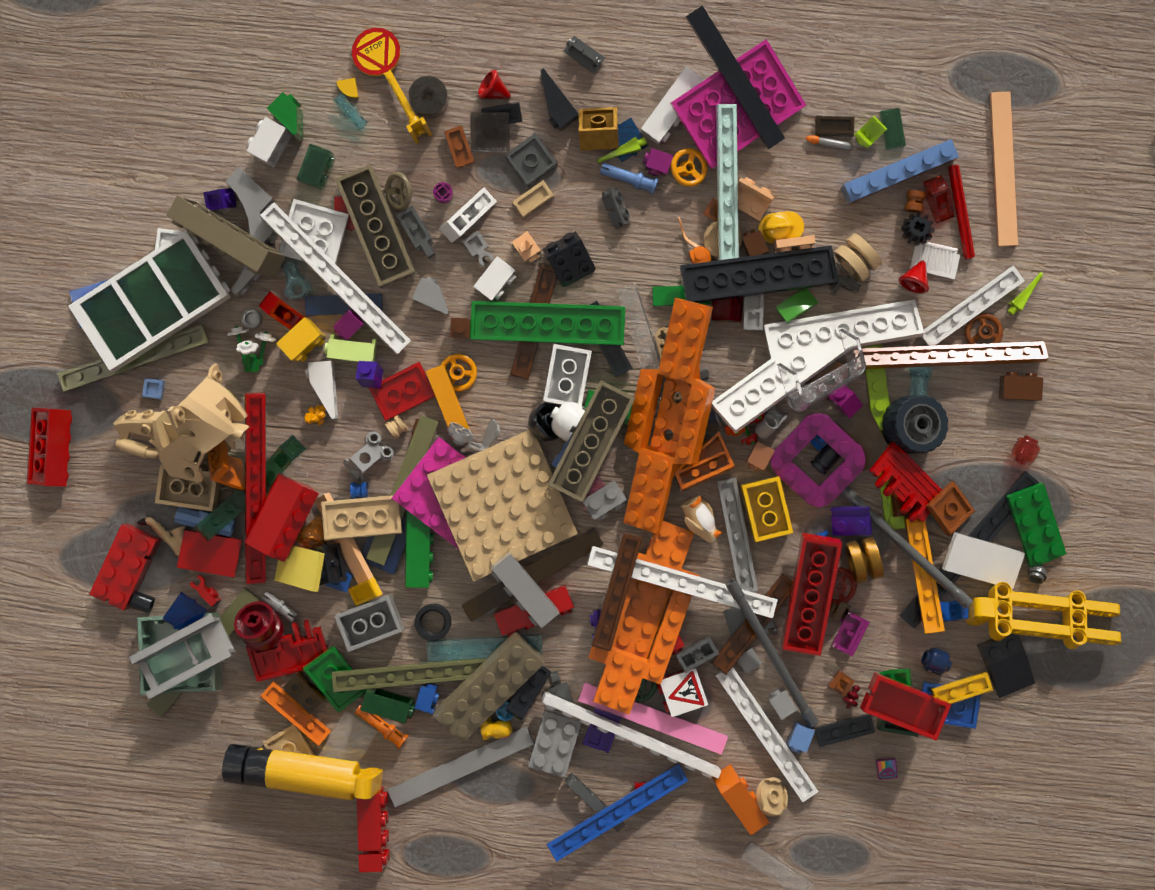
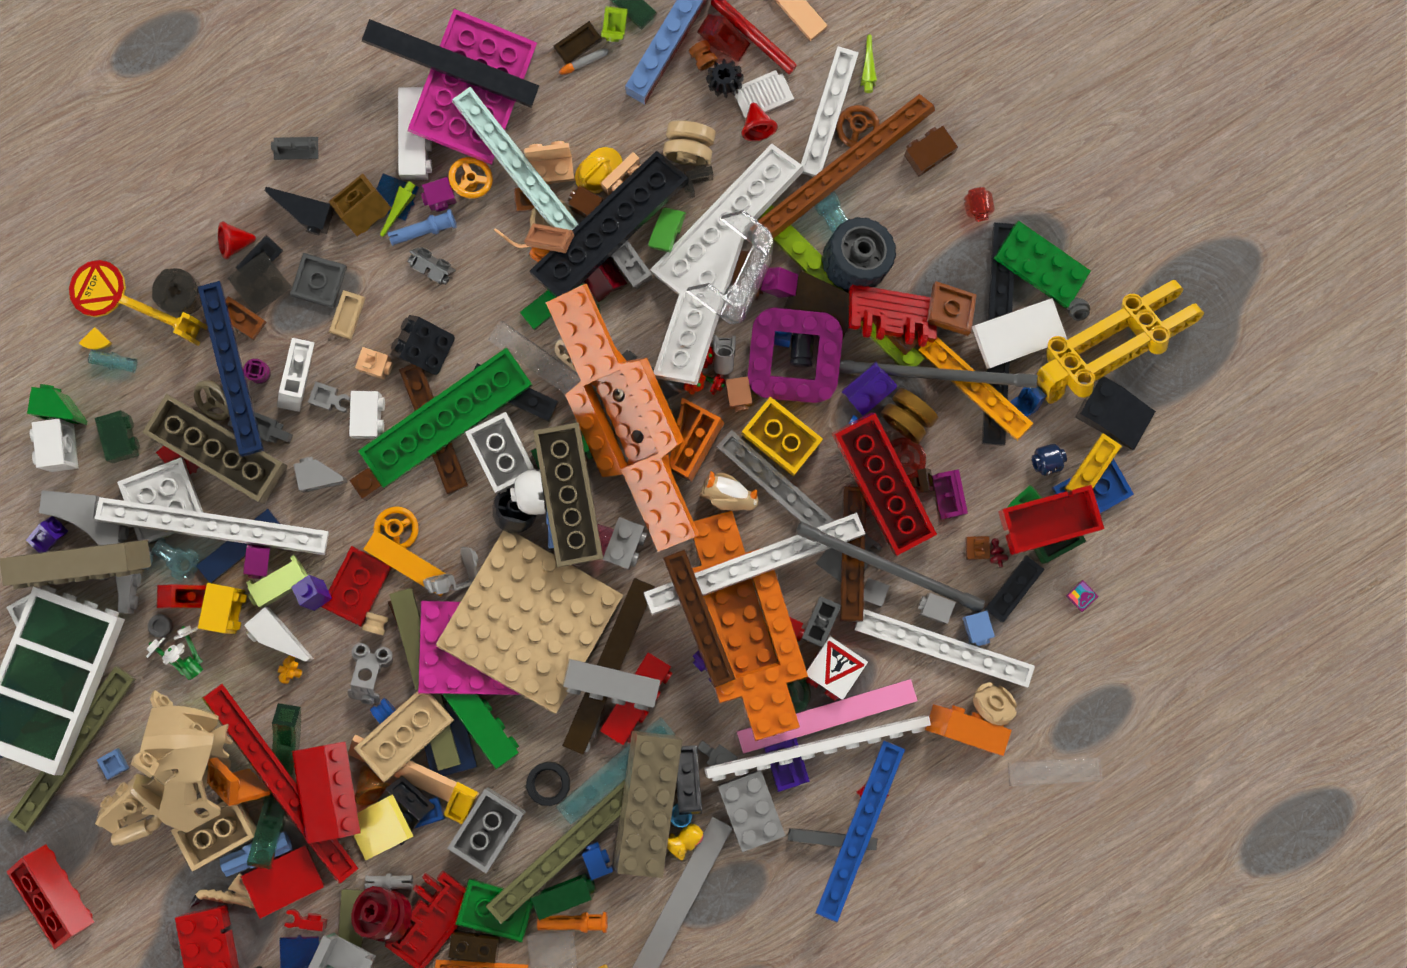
camera: 40 degrees left, 5 degrees down
(426, 179) = (230, 369): none -> dark blue plate
(711, 252) = (549, 238): none -> nougat tile

